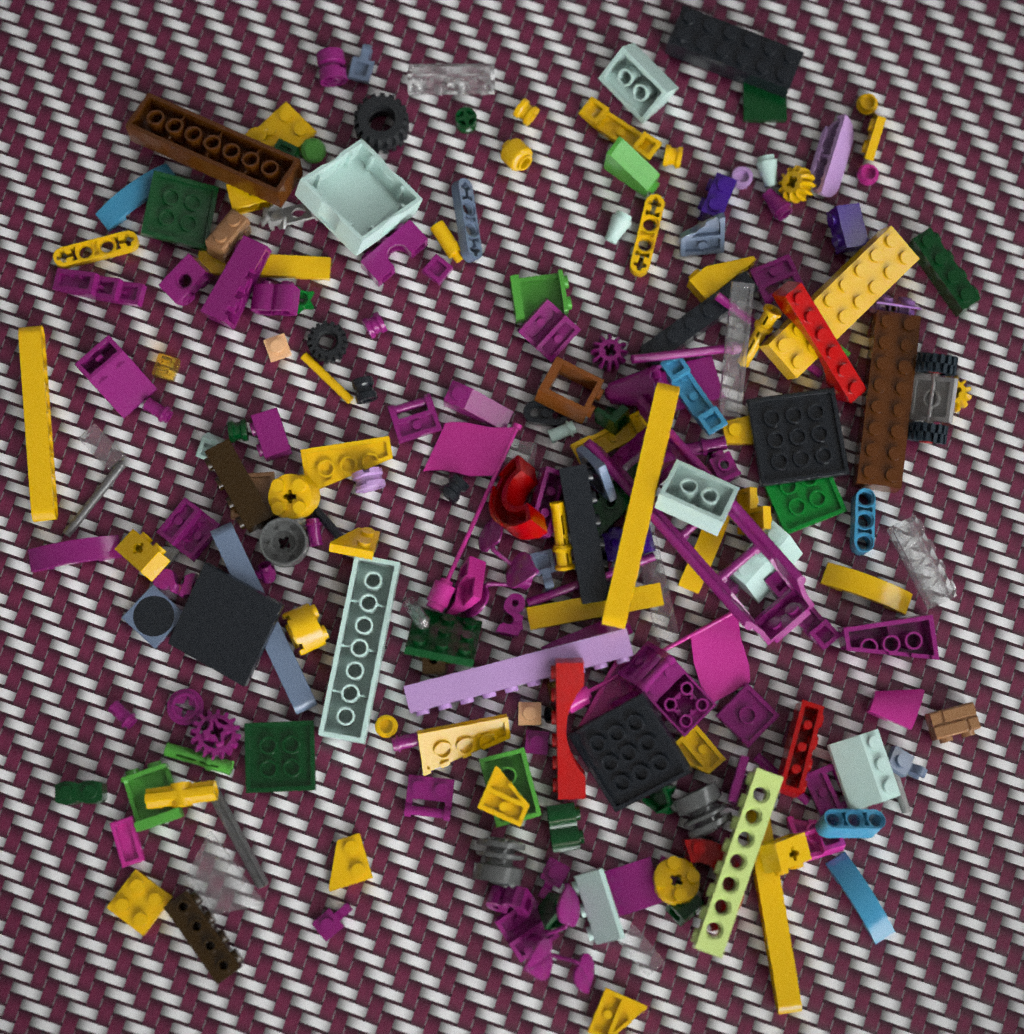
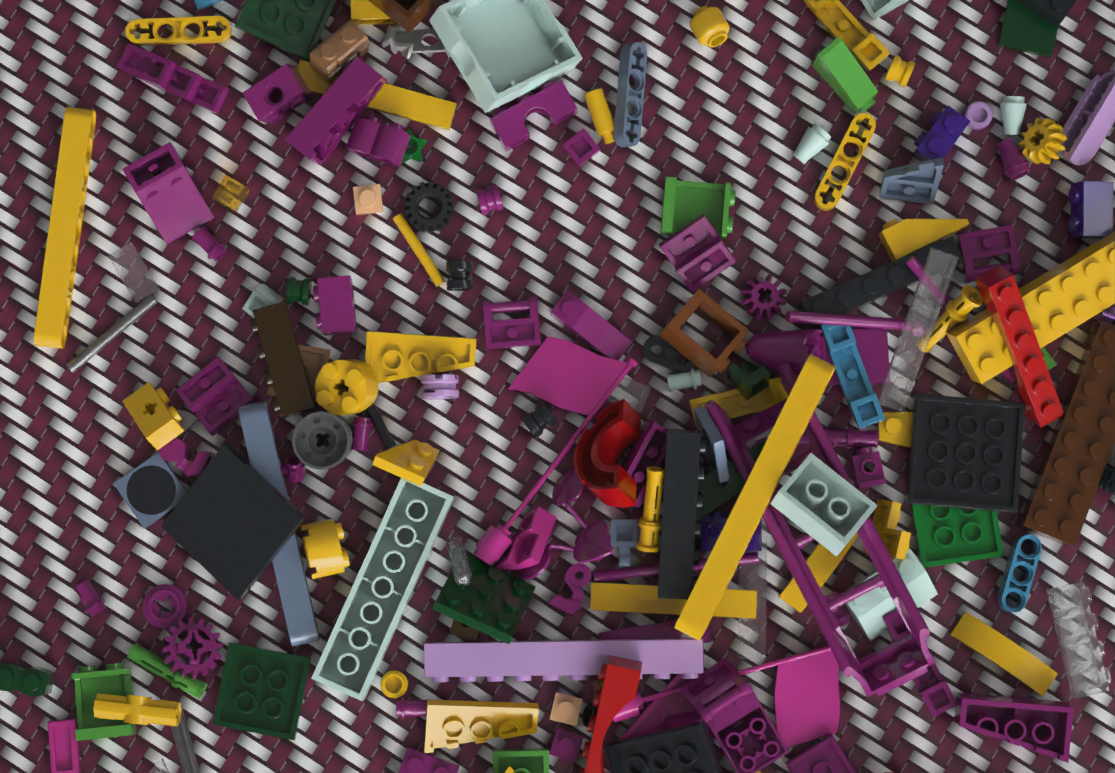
camera: 20 degrees right, 5 degrees up
(73, 552) = (74, 392): magenta slope -> none

